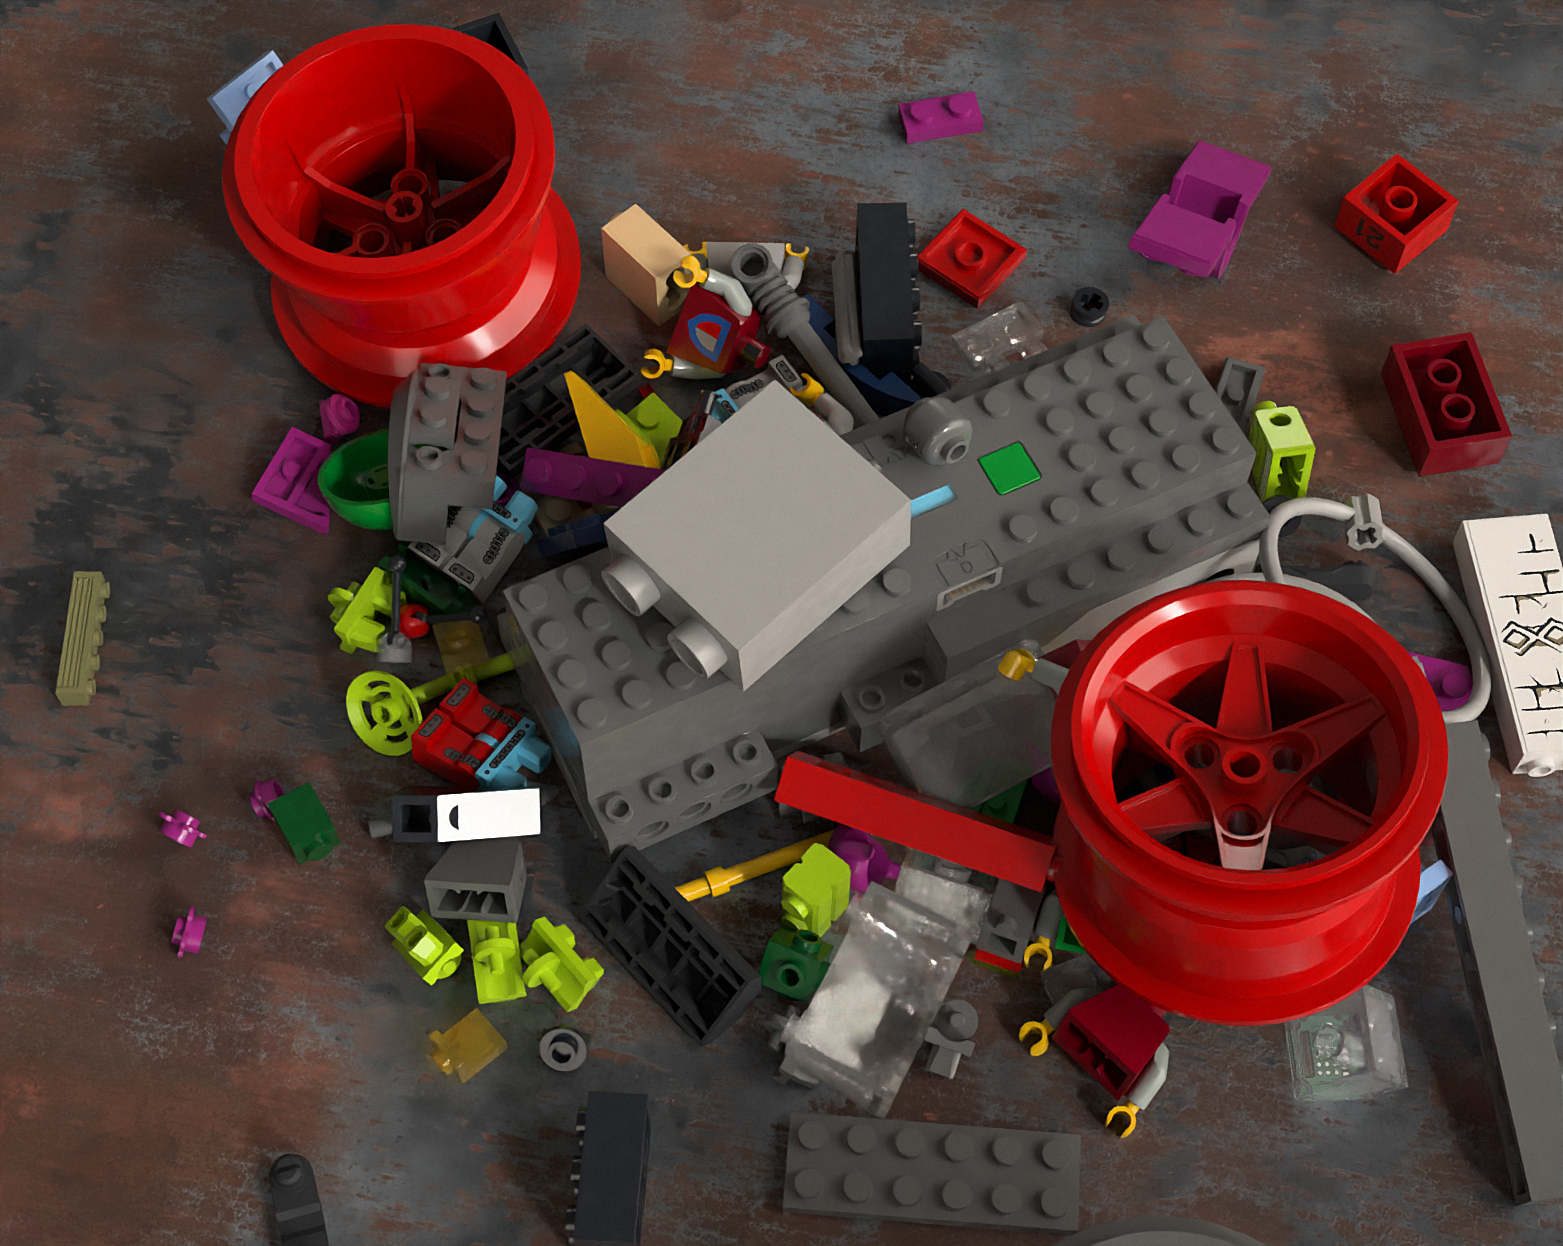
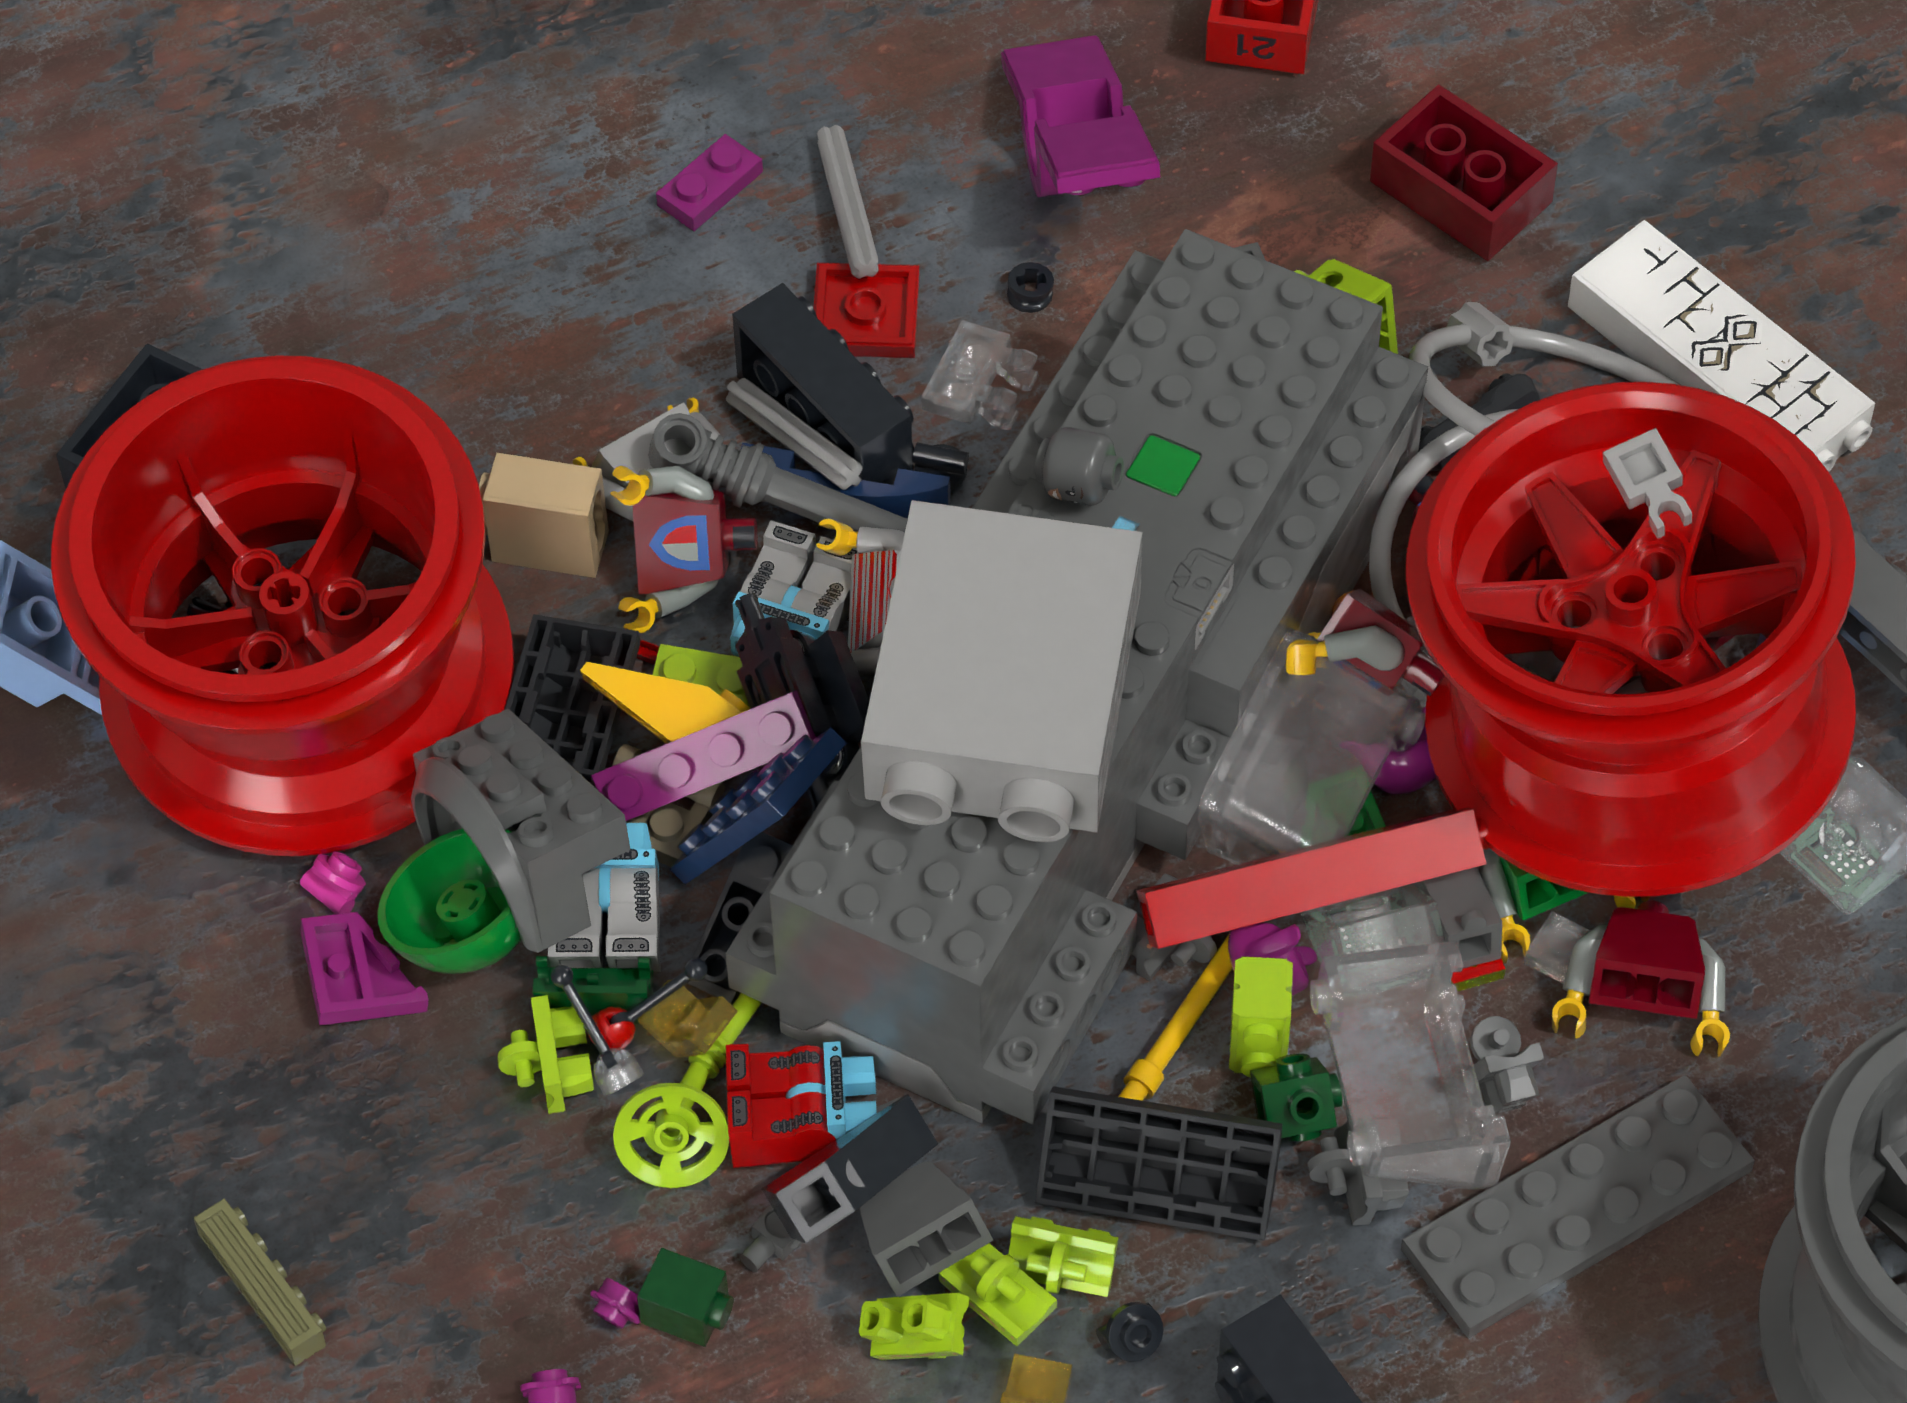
camera: 35 degrees left, 5 degrees down
(1013, 180) = (847, 201): none -> light grey axle
(1297, 686) = (1647, 474): none -> light grey plate

